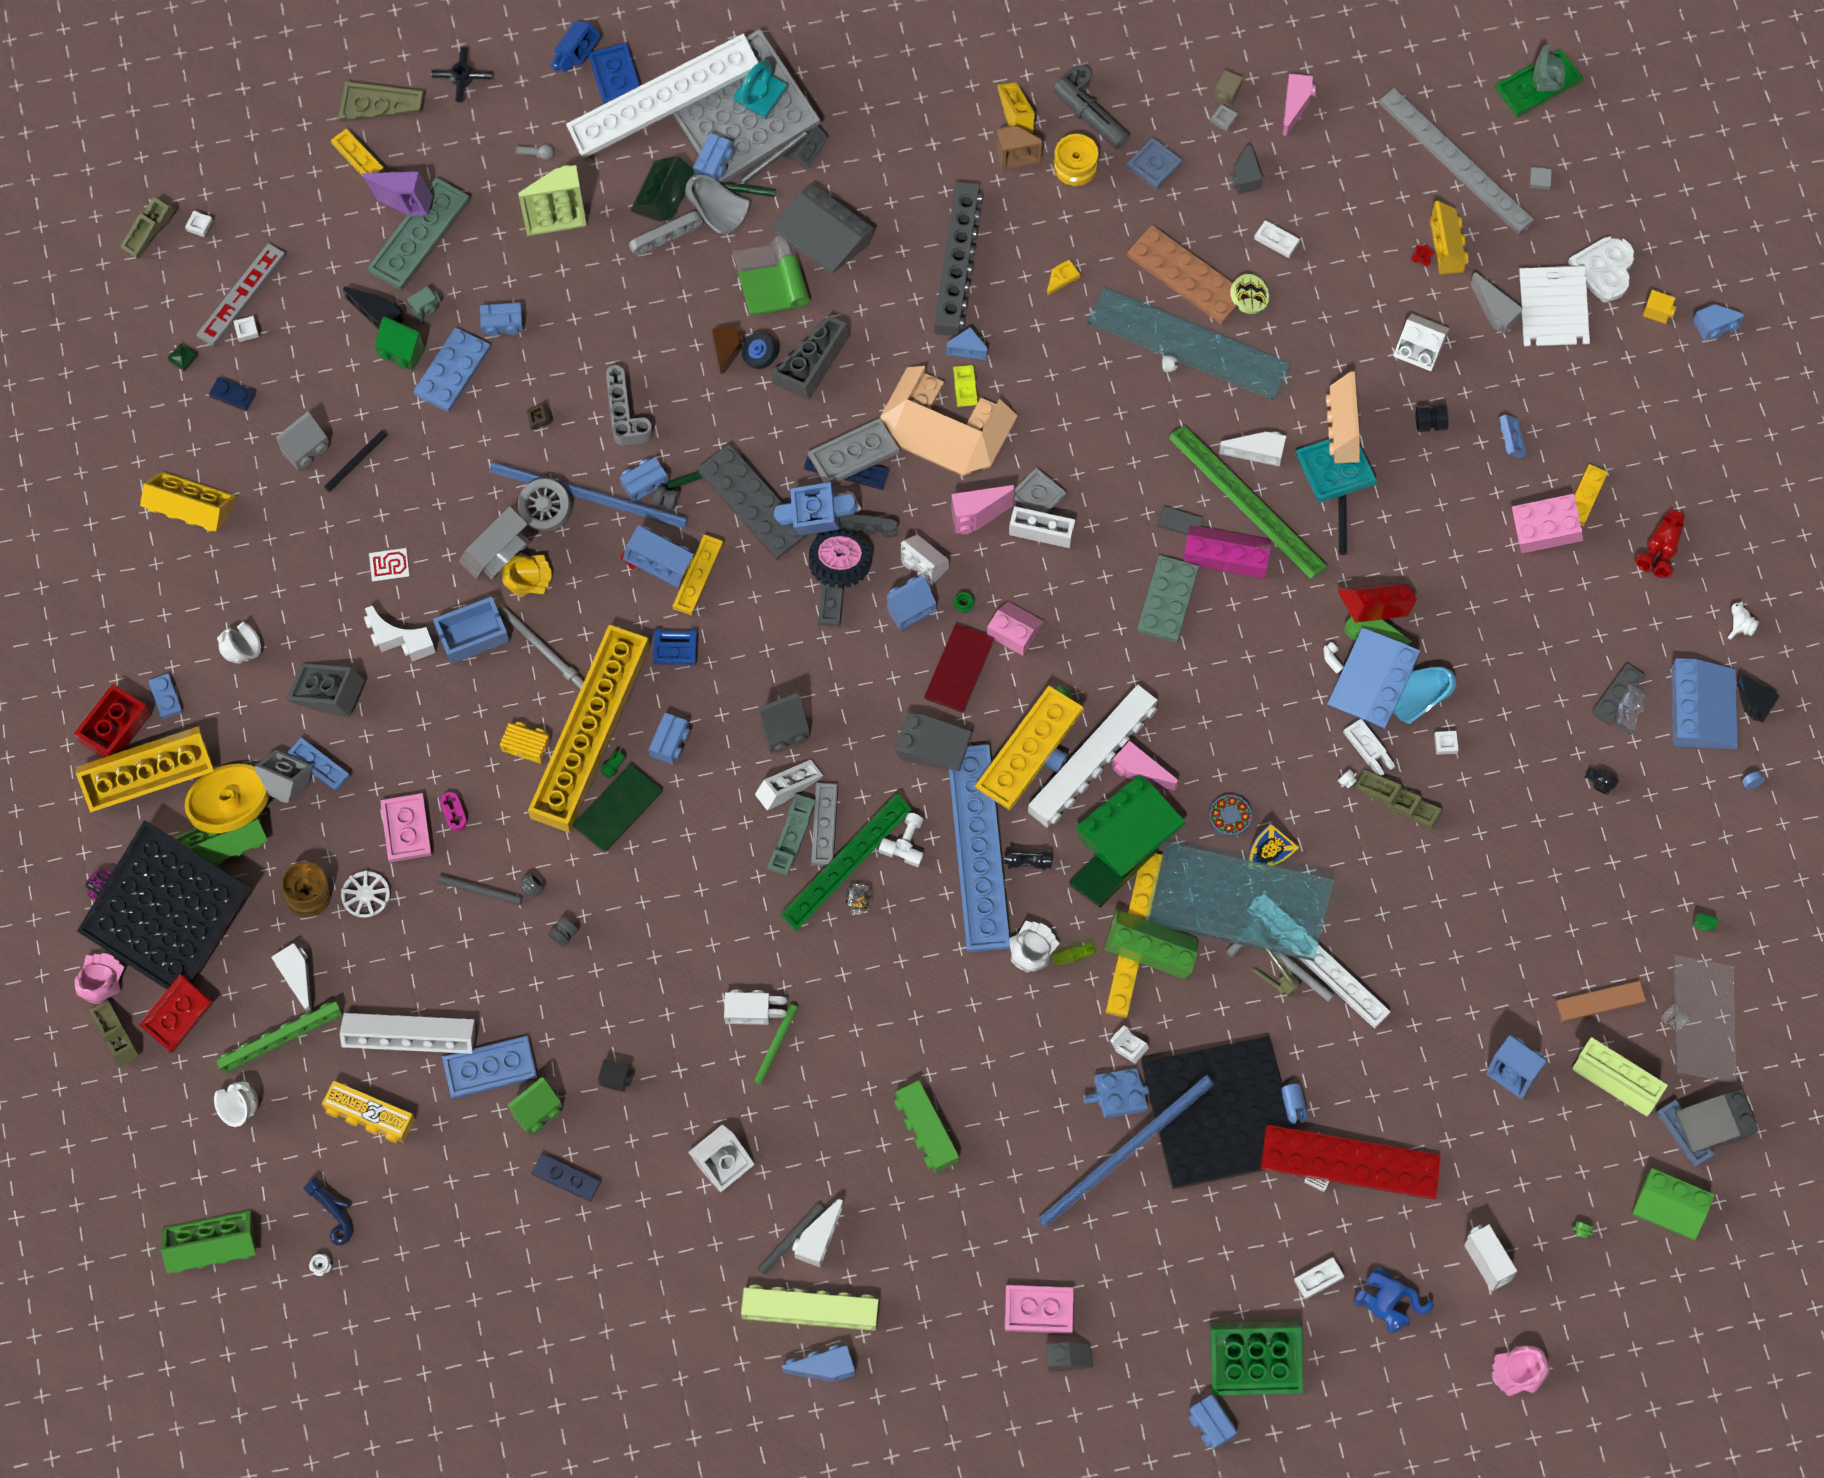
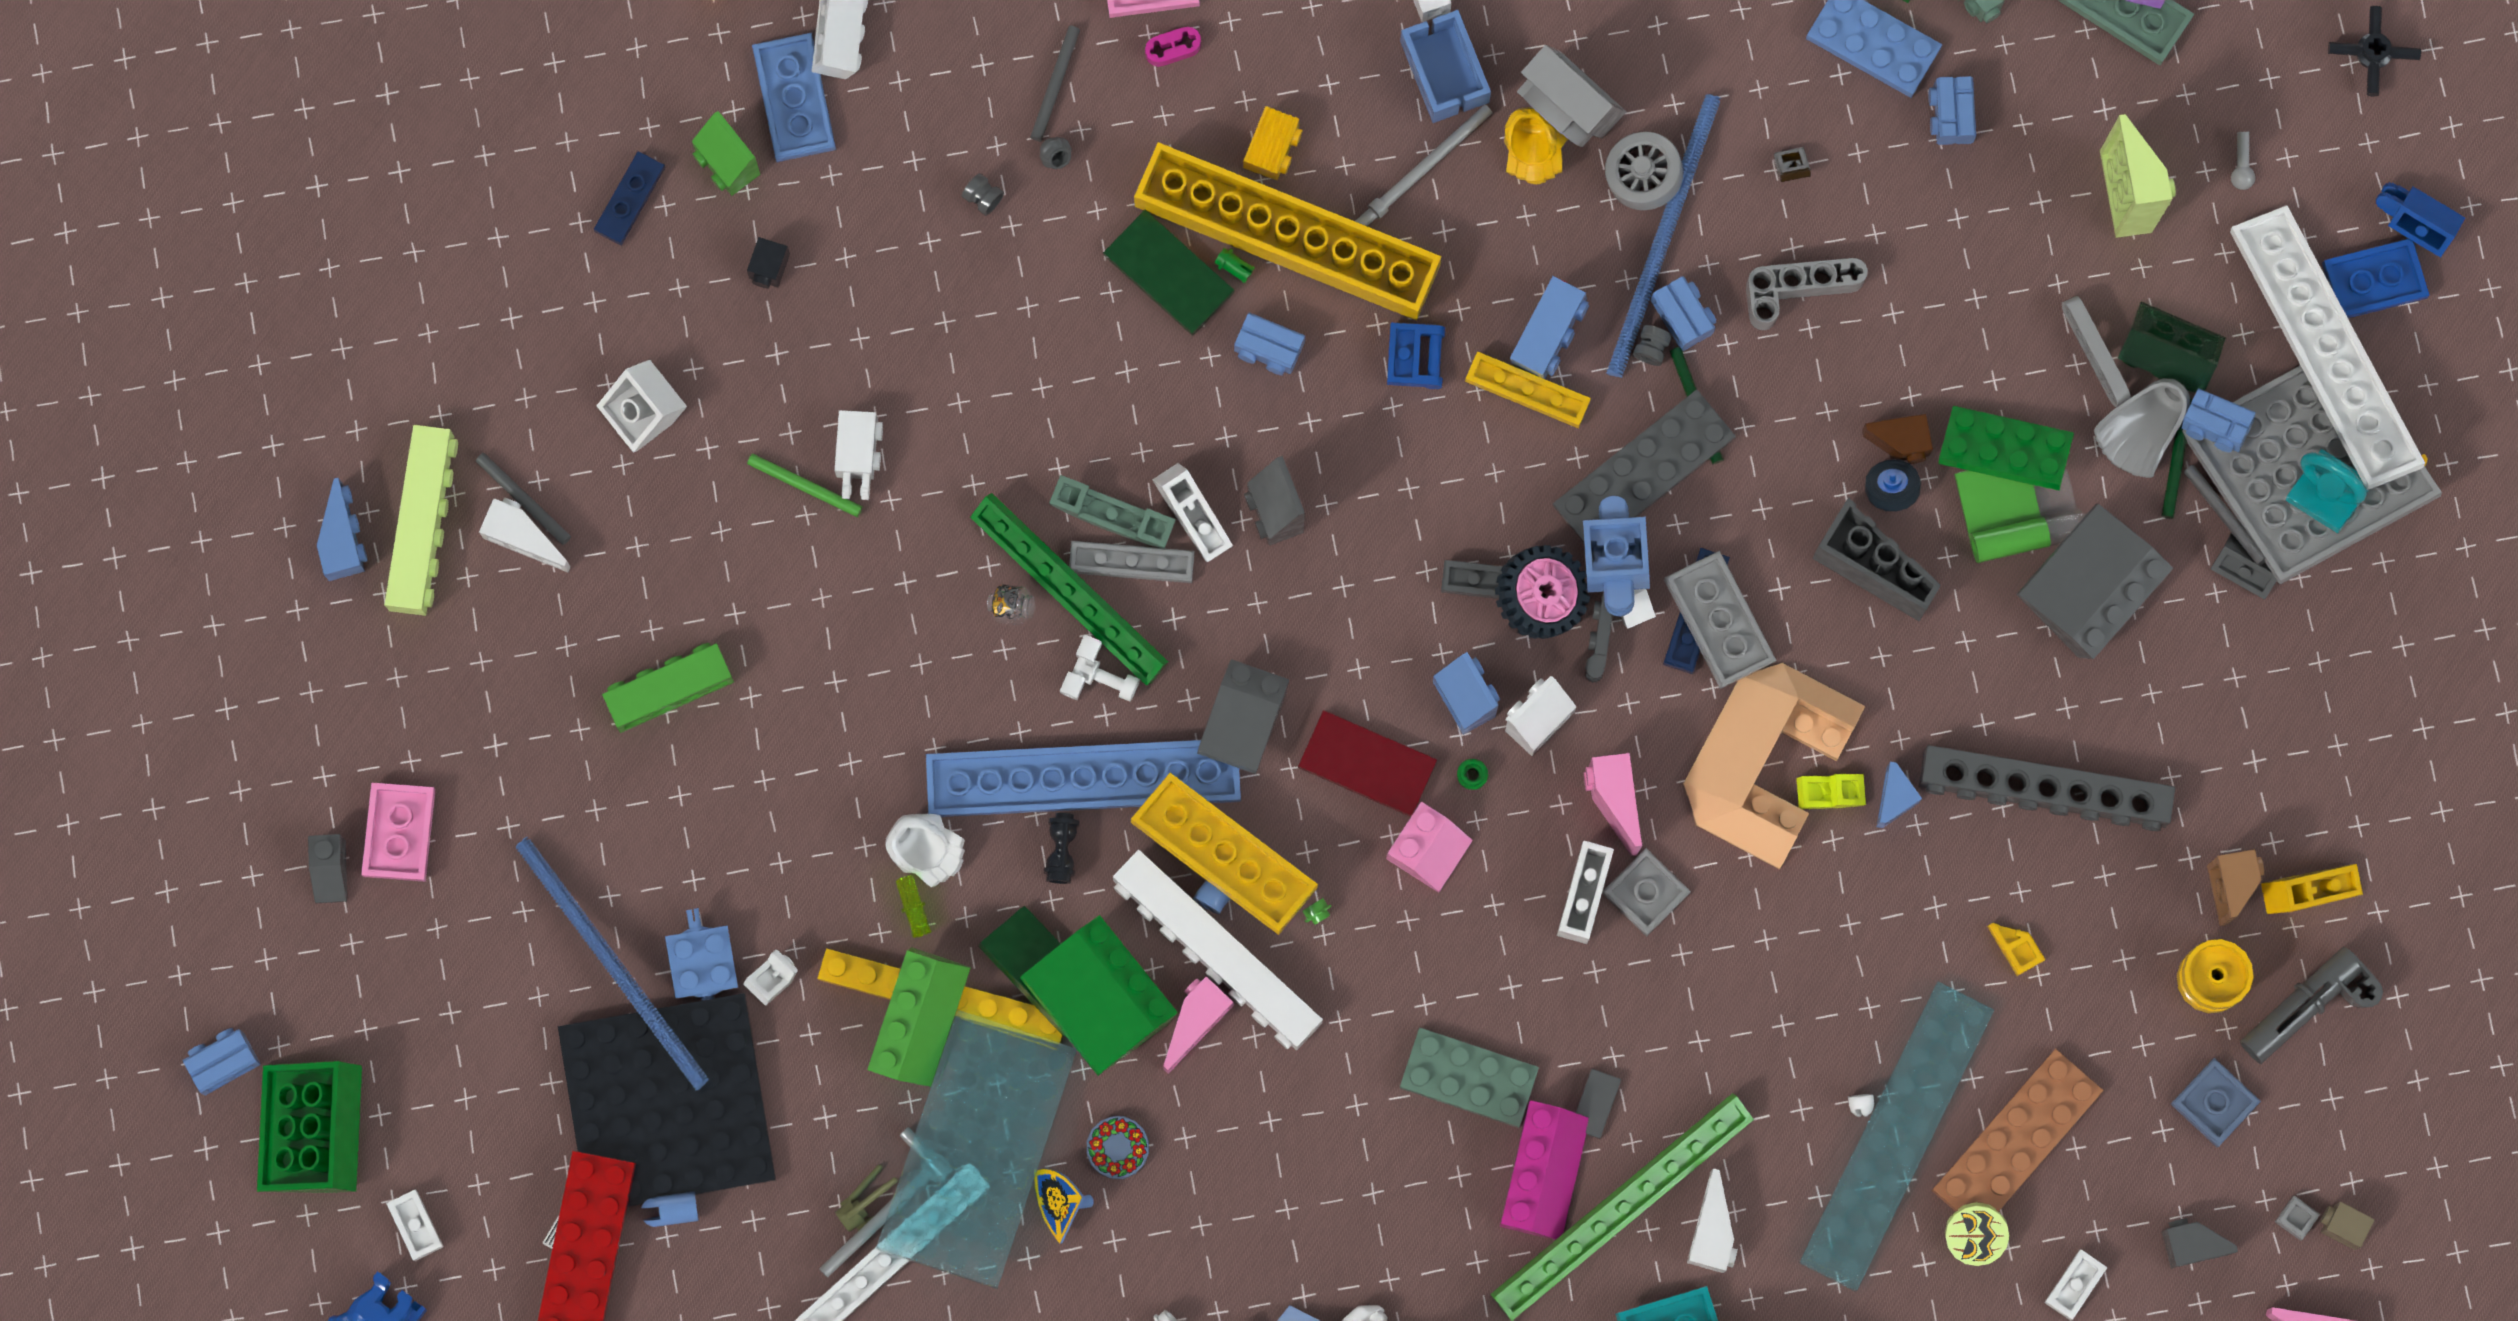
camera: 90 degrees right, 10 degrees up
(733, 283) = (2006, 448): none -> green plate

